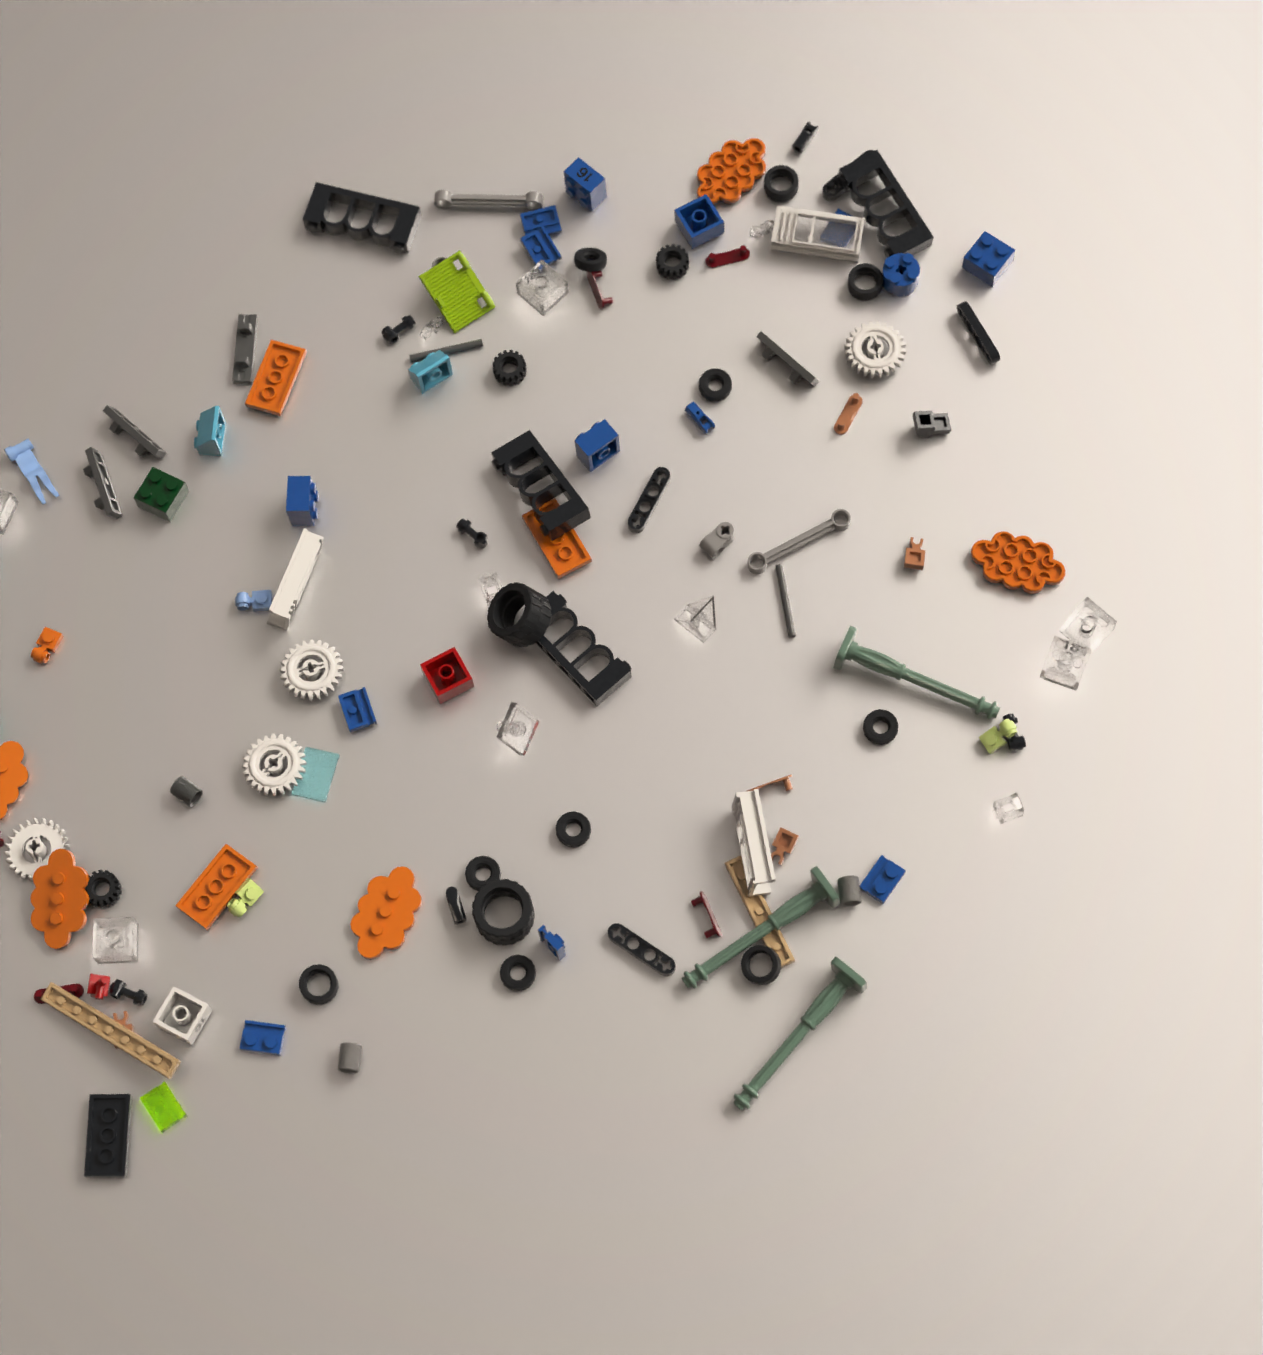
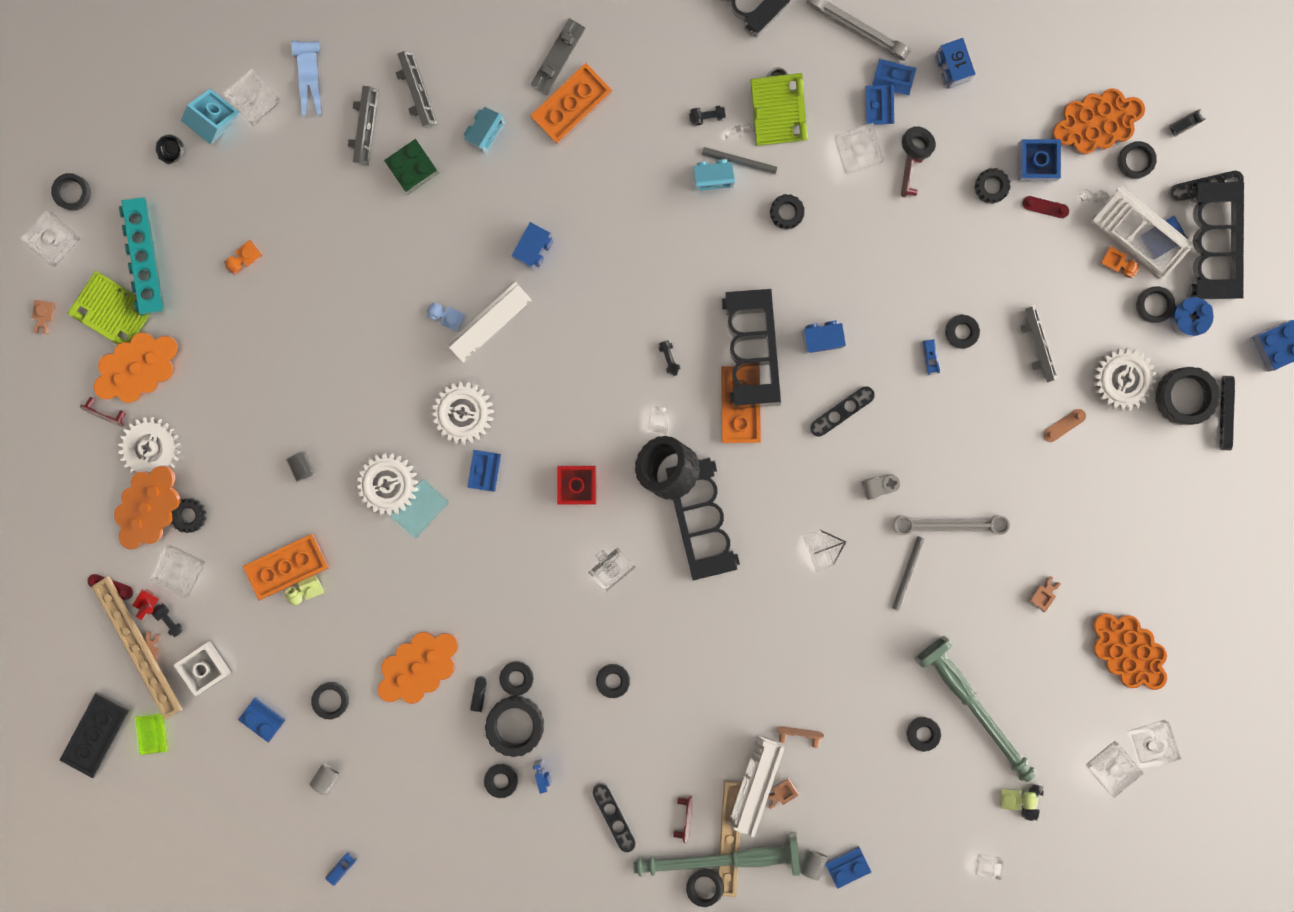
camera: 20 degrees right, 20 degrees up
(407, 1138) = (339, 870): none -> blue bar
(810, 265) = (1115, 260): none -> orange plate
(929, 423) = (1132, 480): brick -> none
(935, 353) = (1210, 399): none -> black tyre

